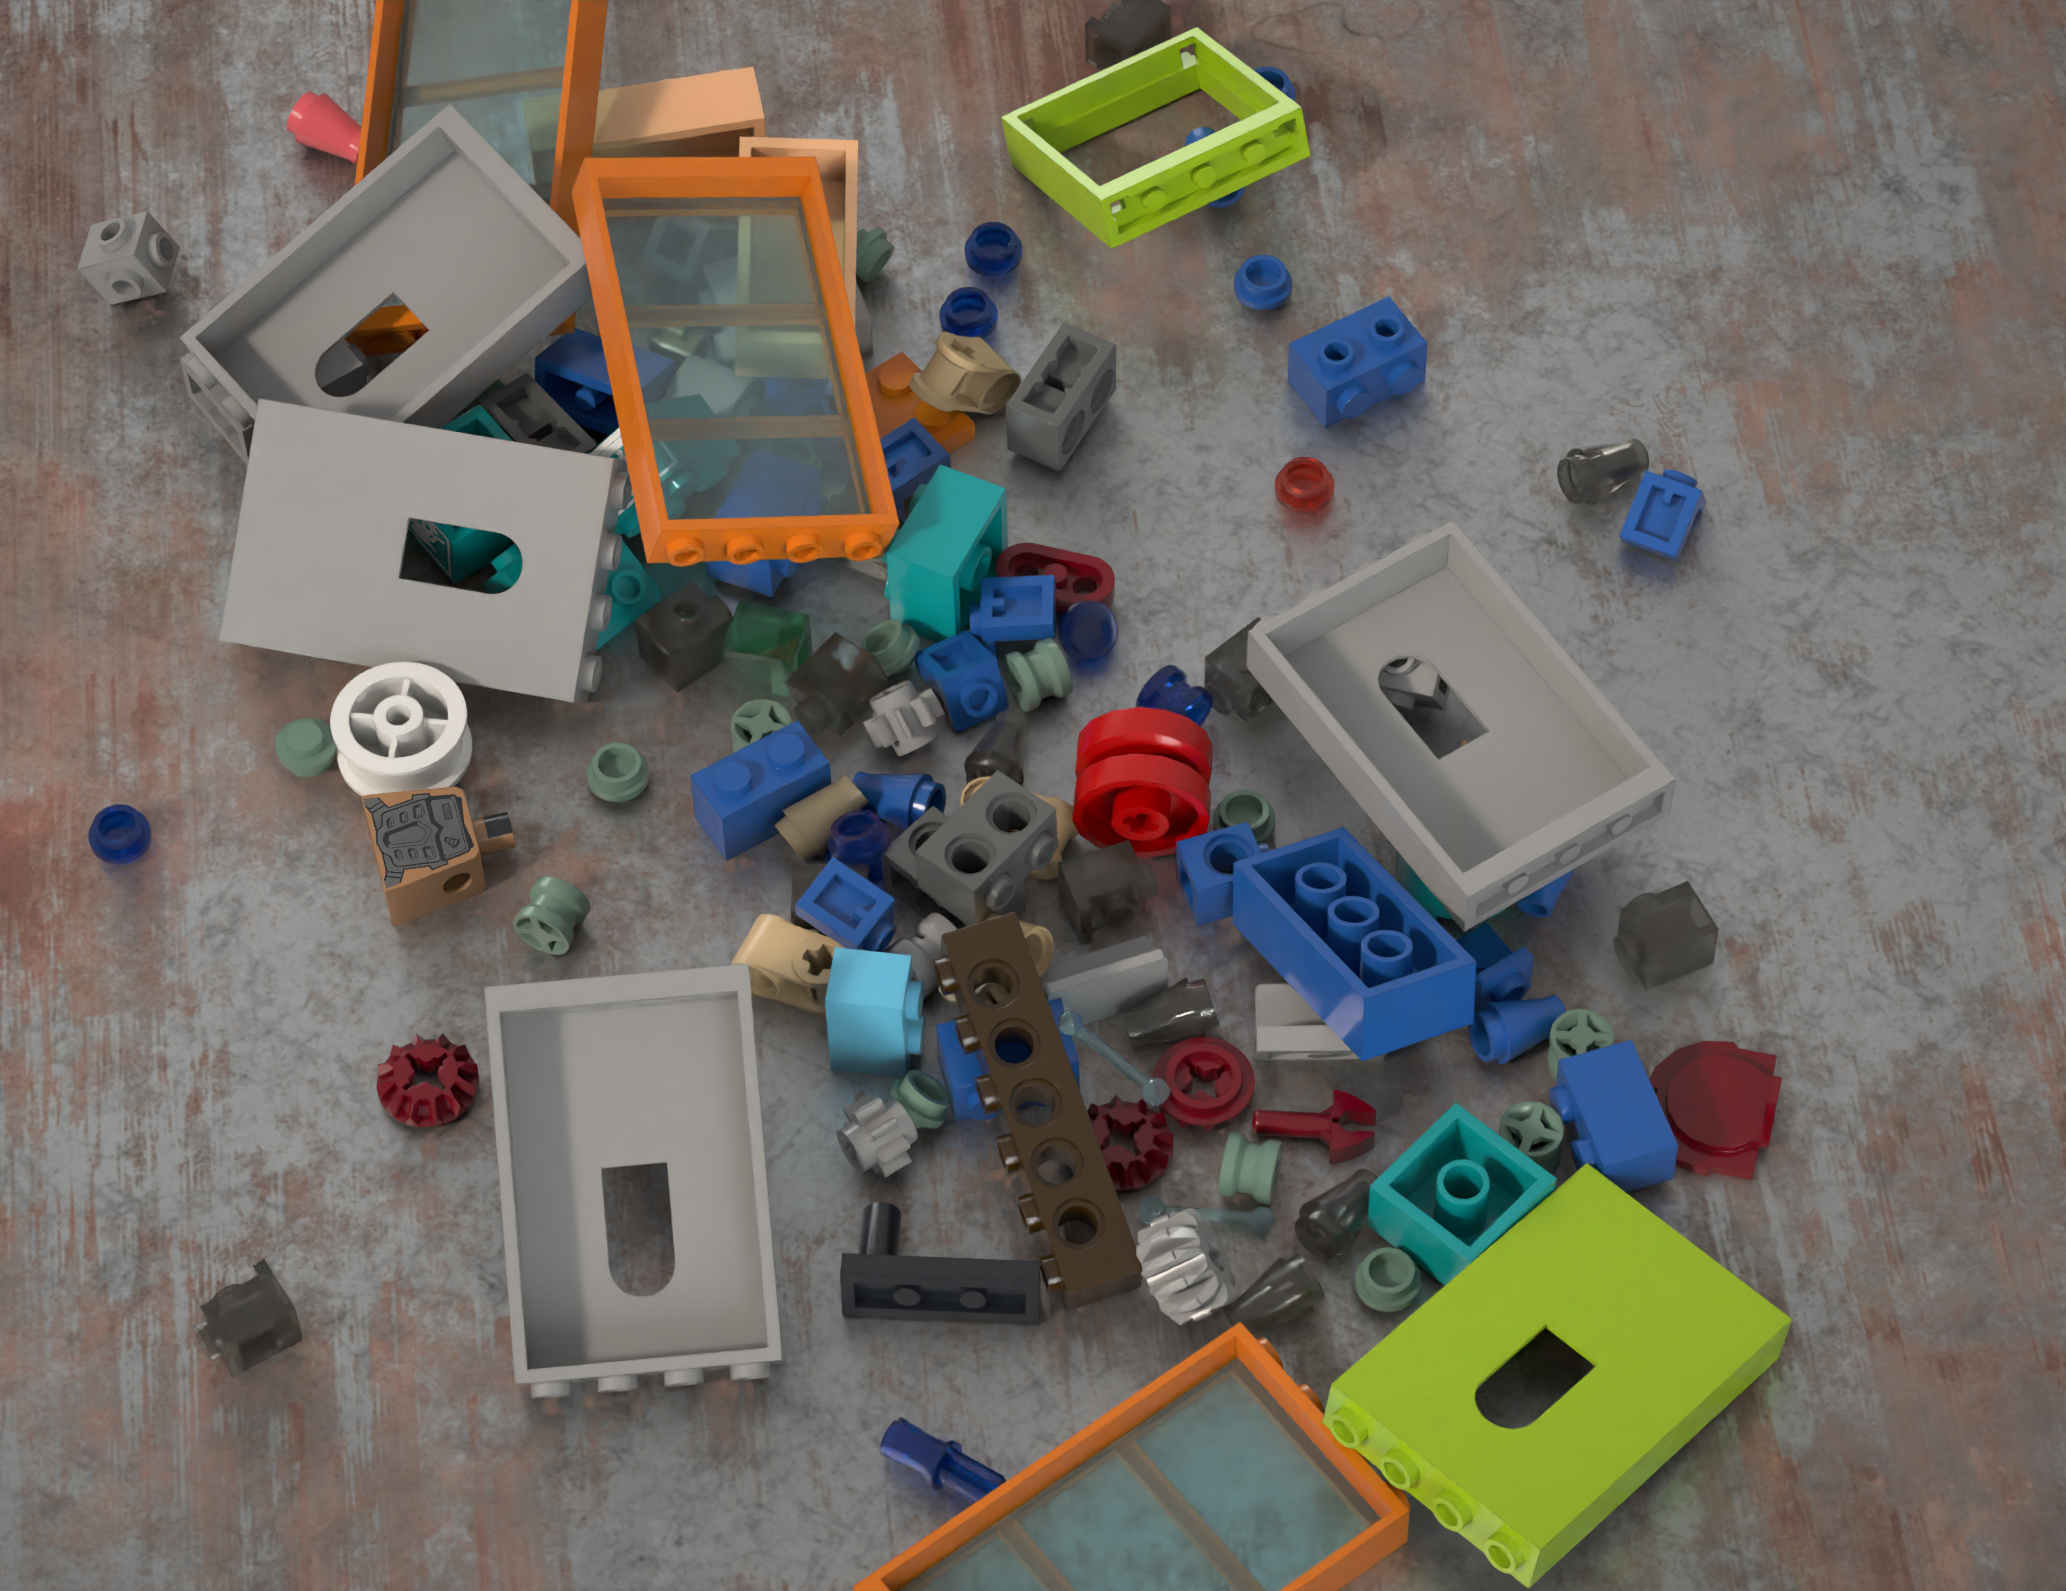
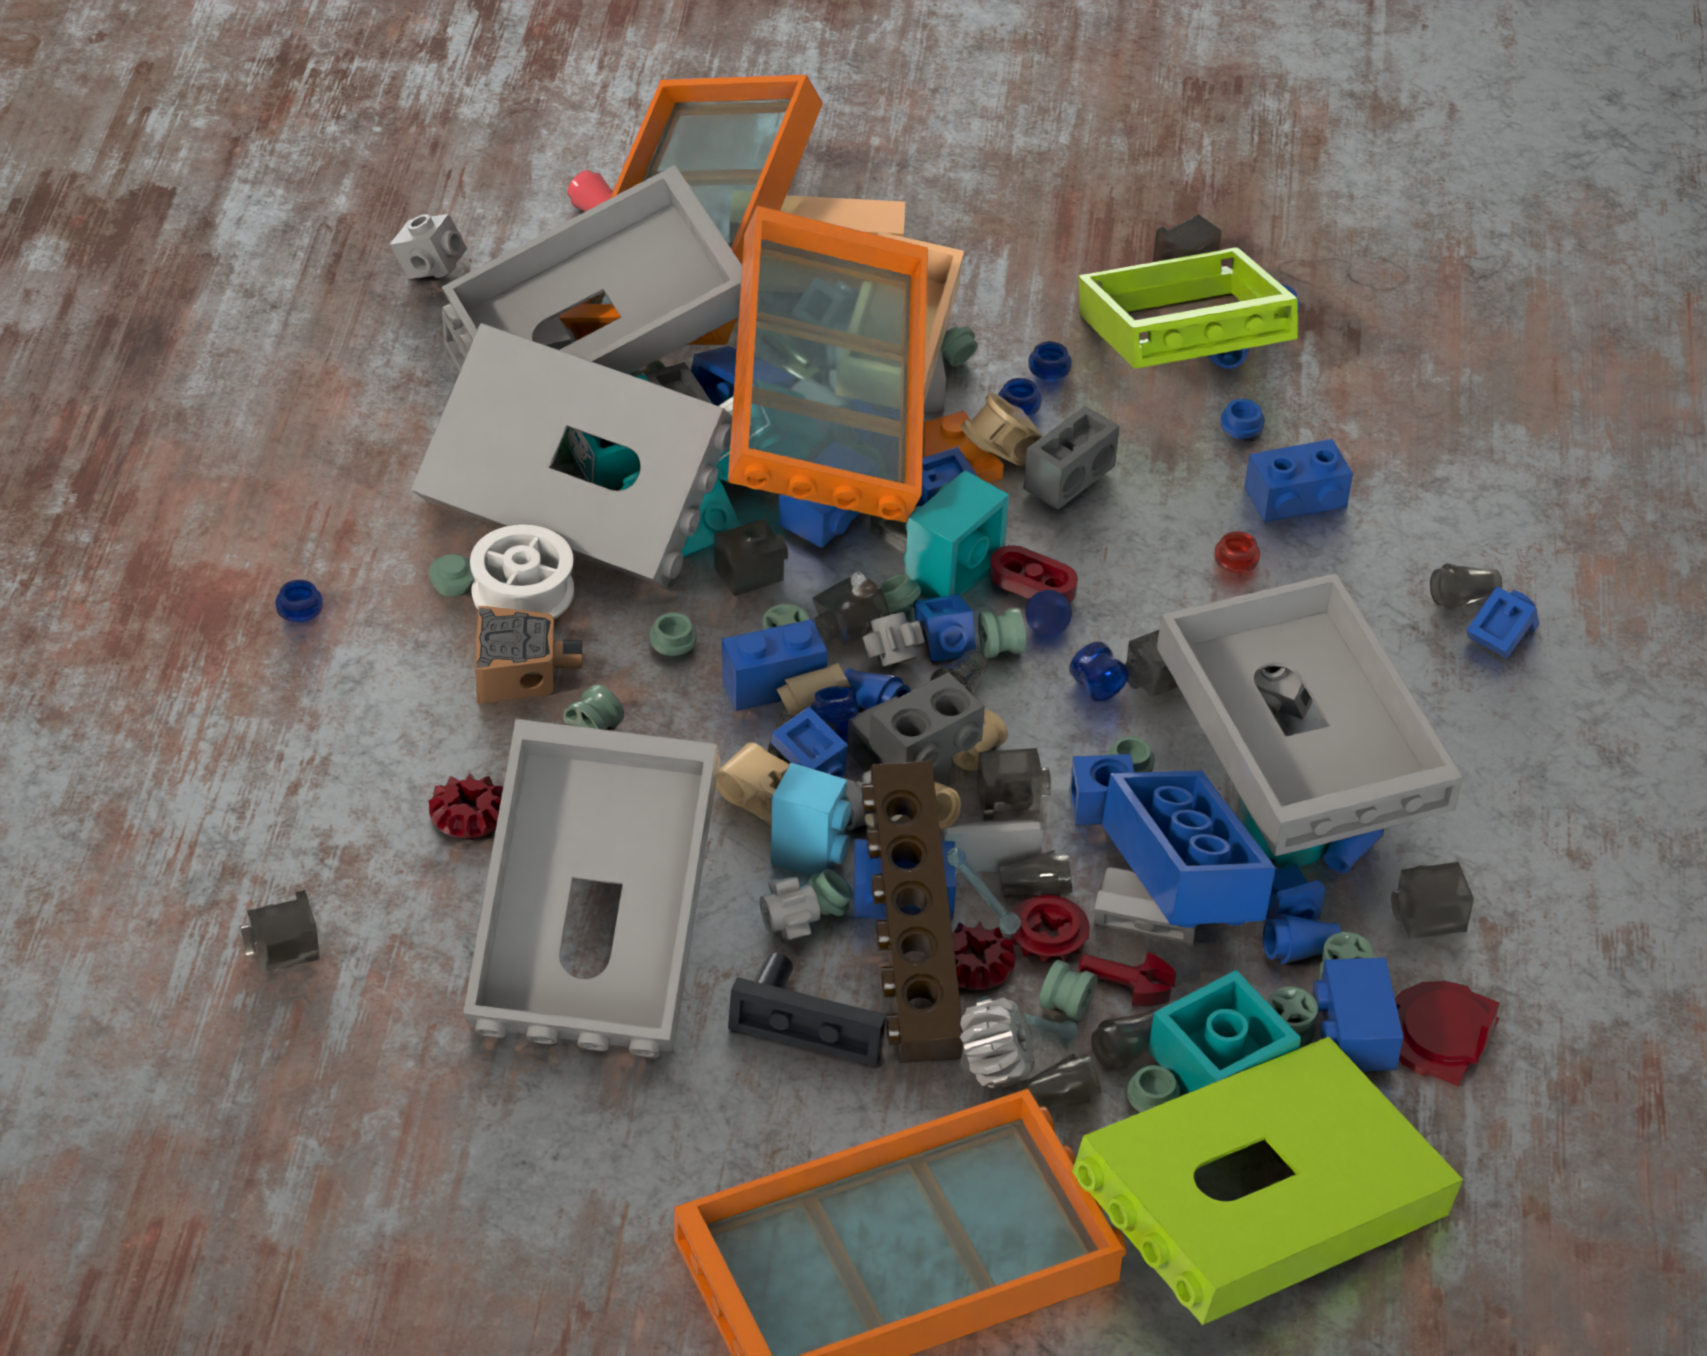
camera: 10 degrees right, 10 degrees down
(770, 638) = (810, 566): clear green panel -> none
(938, 1461) = (770, 1142): clear blue axle -> none
(1014, 610) = (996, 585): blue bracket -> none
(1142, 780) = (1059, 707): red wheel -> none

